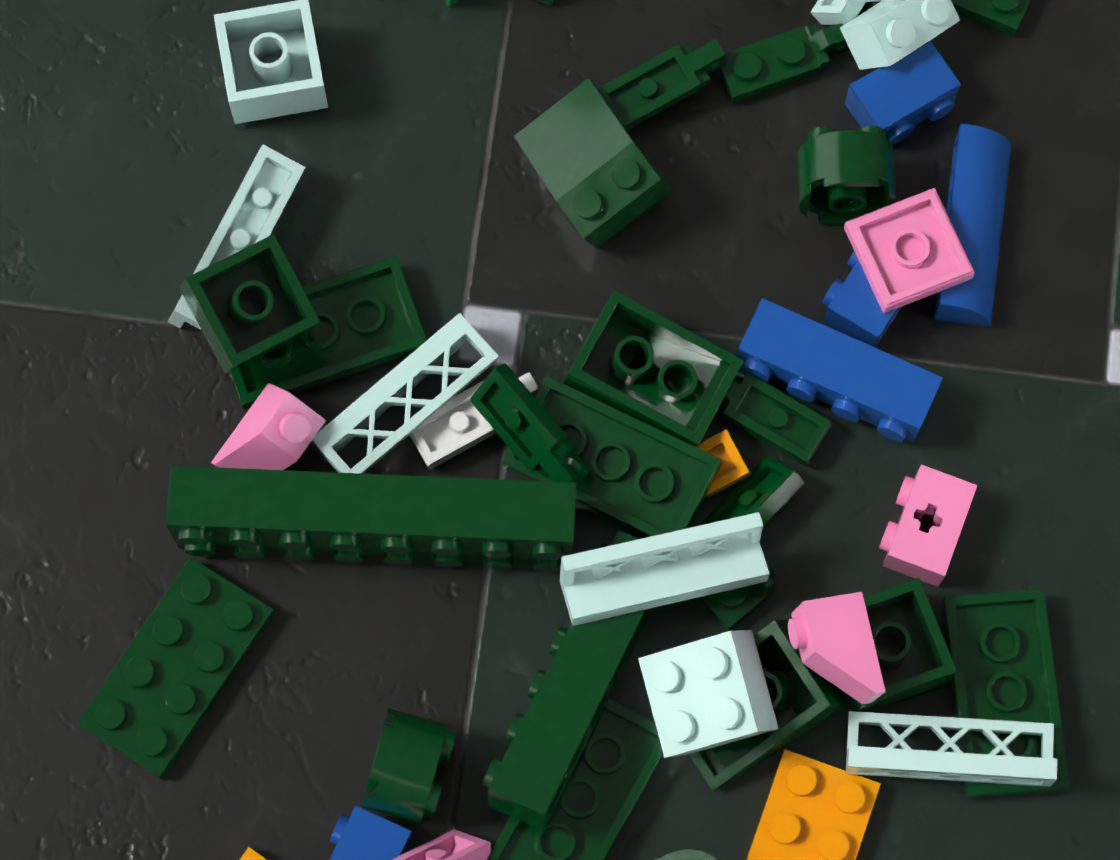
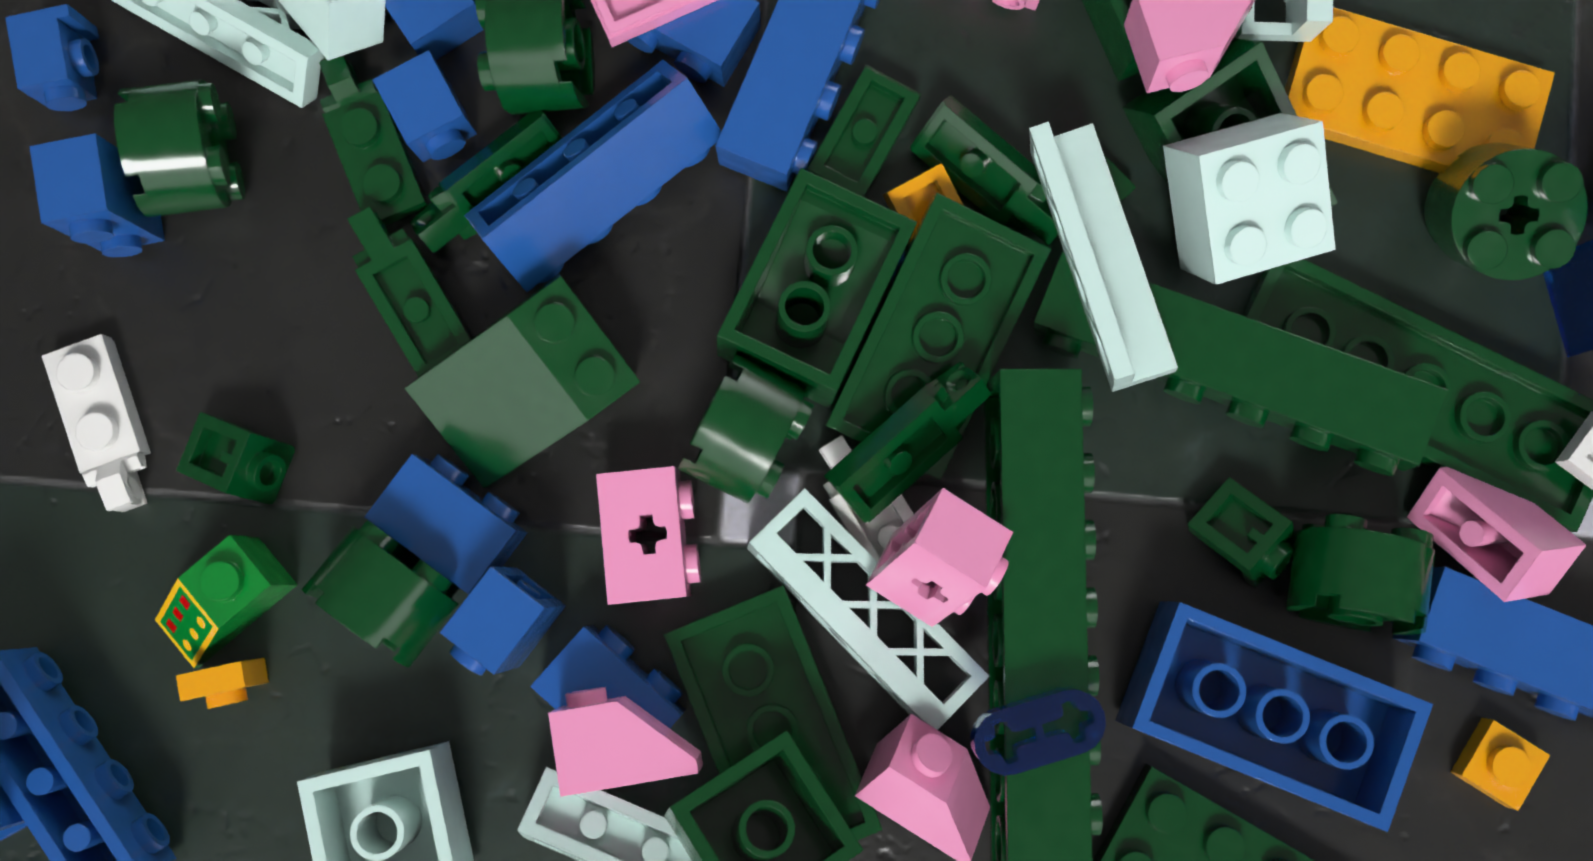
camera: 90 degrees left, 10 degrees up
(307, 691) = (1274, 713): none -> blue brick
(319, 208) = (614, 744): none -> bright pink slope
(319, 485) = (1042, 747): none -> clear blue beam
(352, 218) = (603, 660): none -> blue brick
(413, 140) = (501, 621): none -> blue brick
(436, 436) = (941, 559): none -> bright pink brick
(437, 59) = (382, 596): none -> dark green brick
(445, 241) = (624, 505): none -> bright pink brick
(448, 689) = (1245, 532): none -> dark green bracket
(487, 108) = (446, 521): none -> blue brick
(545, 313) = (745, 431): none -> dark green brick
(745, 215) = (595, 175): none -> blue brick
(746, 147) = (480, 178): none -> dark green hinge
(804, 98) = (425, 108): none -> blue brick

